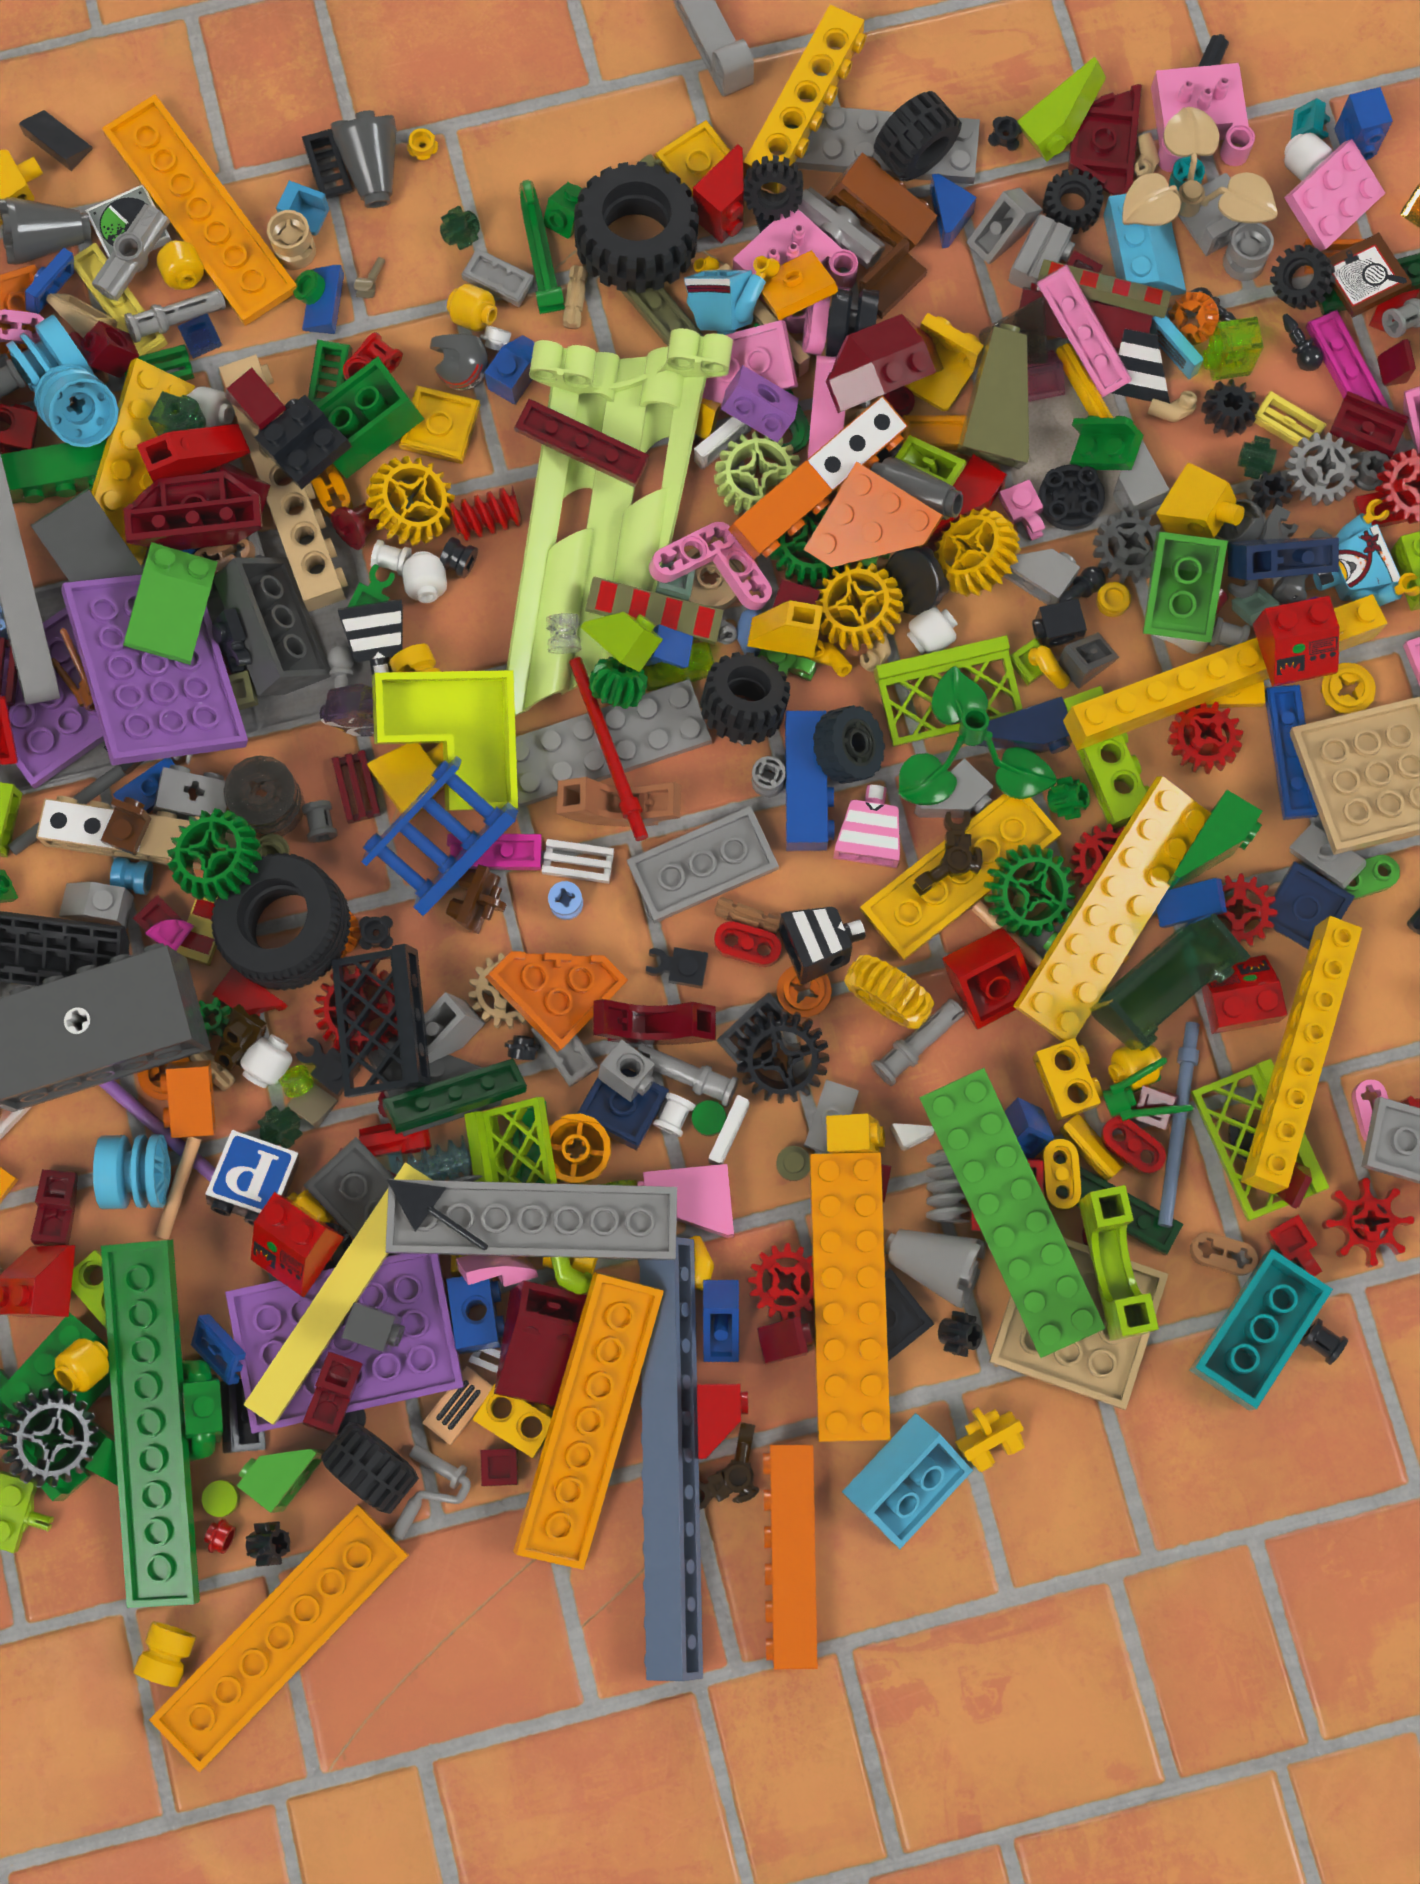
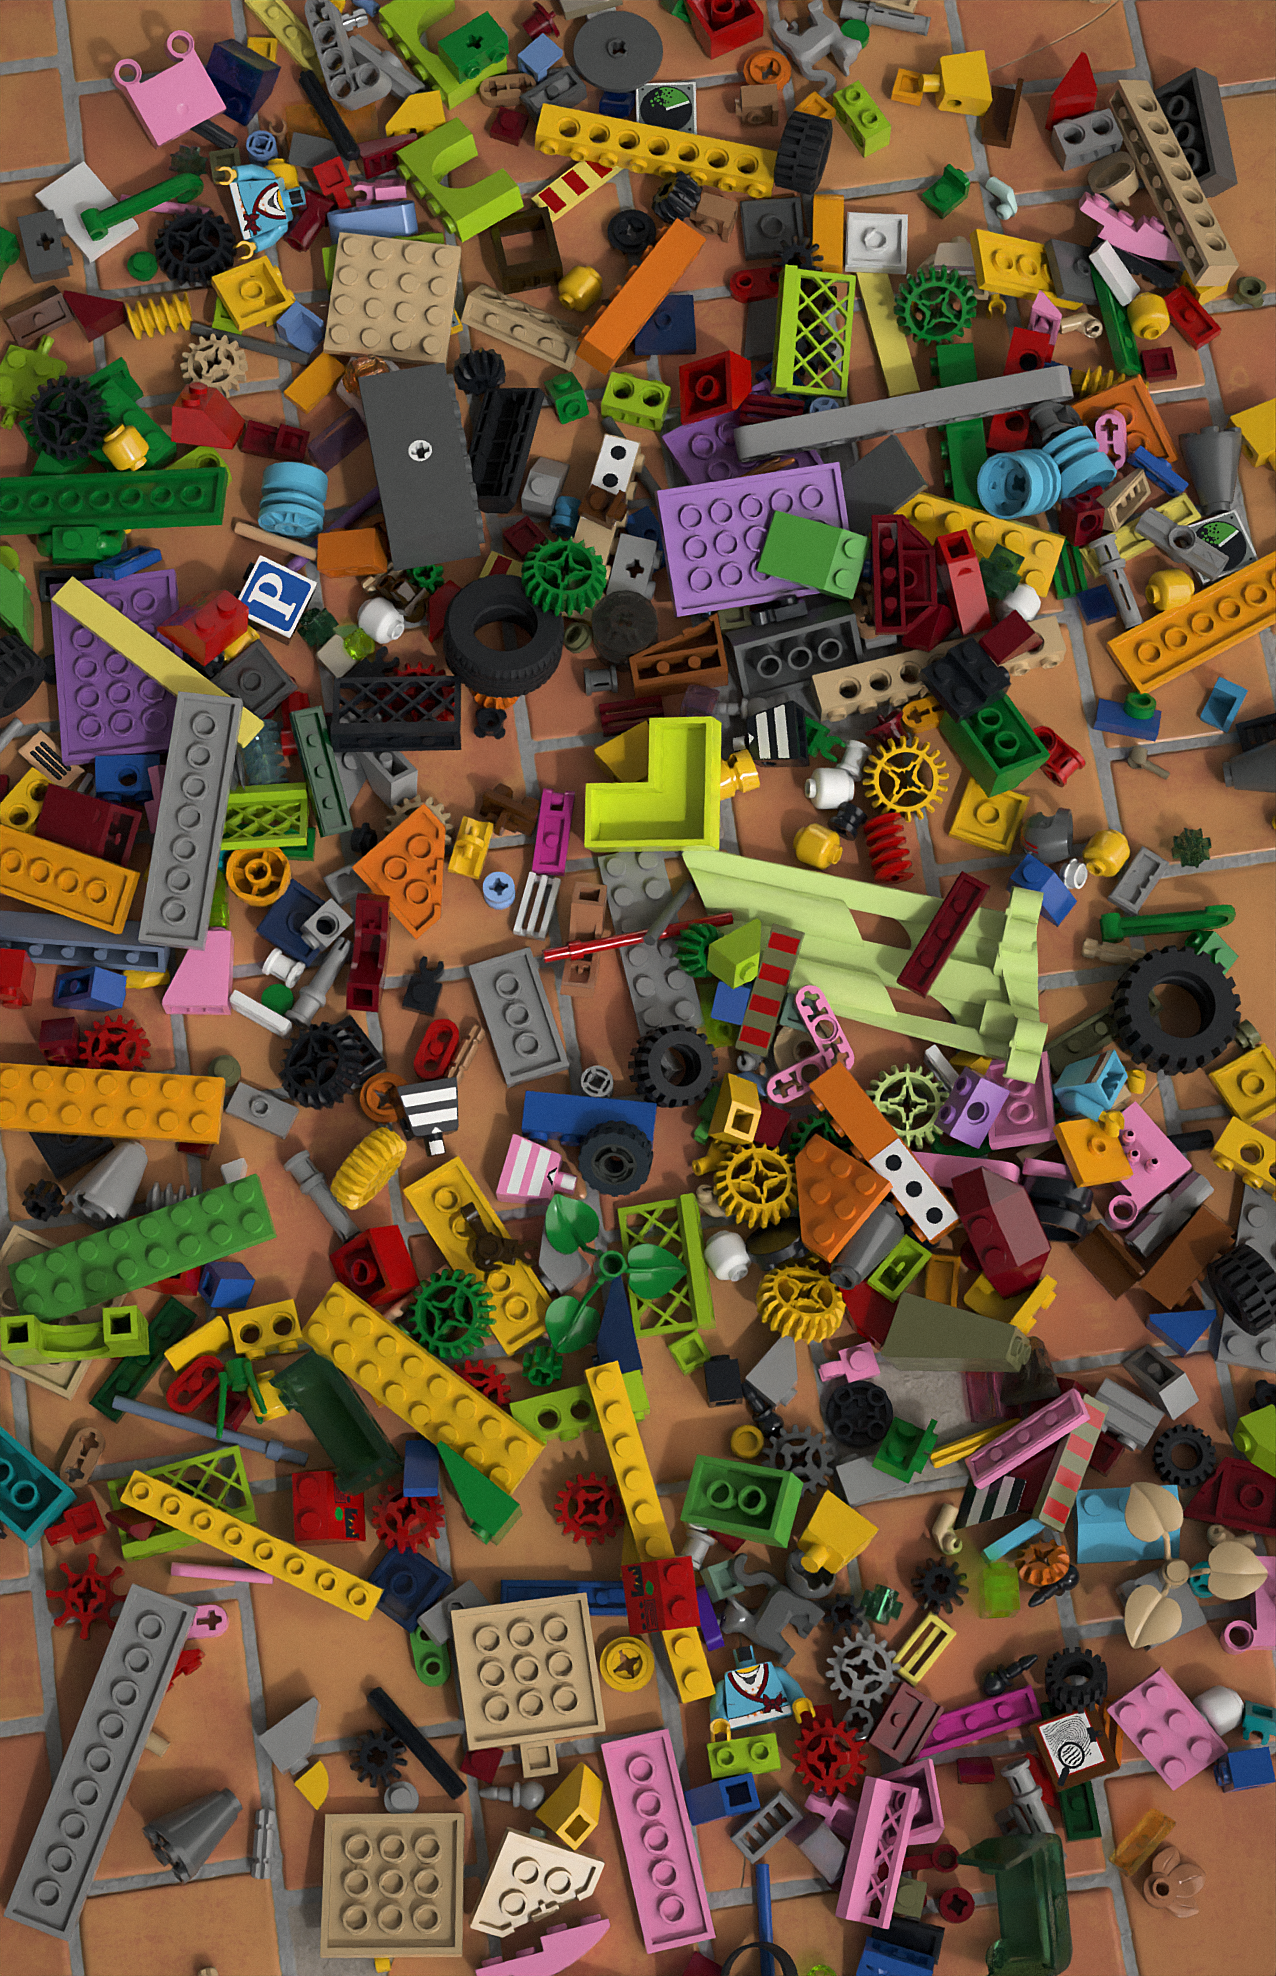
camera: 95 degrees right, 5 degrees down
(52, 1136) = (337, 440): none -> slope
(170, 932) = (507, 544): dark pink tile -> none
(291, 239) = (1187, 690): tan wheel -> none
(296, 732) = (685, 660): none -> dark orange wedge
(330, 348) = (1063, 711): green slope -> none
(332, 1393) = (70, 650): dark red slope -> none
(373, 1327) = (118, 681): dark grey brick -> none
(419, 1201) = (216, 721): black piece -> none
(450, 867) = (535, 785): blue fence -> none
(489, 583) = (817, 846): none -> yellow head
(522, 932) = (471, 847): none -> yellow hips
(563, 633) = (758, 902): clear wheel -> none
(569, 1277) = (140, 857): lime arm -> none
(579, 719) = (669, 913): none -> dark grey bar
(722, 197) = (1204, 1099): red slope -> none
(776, 172) = (1201, 1141): black tyre -> none
(854, 1134) = (236, 1122): yellow slope -> none
(1049, 666) = (679, 1363): yellow arm -> none
(1061, 1175) = (176, 1309): yellow plate -> none
(1086, 658) = (685, 1406): dark grey slope -> none
(1248, 251) = (1107, 1628): light grey wheel -> none
(1282, 557) = (760, 1602): dark blue slope -> none
(1320, 1113) = (221, 1573): none -> bright pink bar

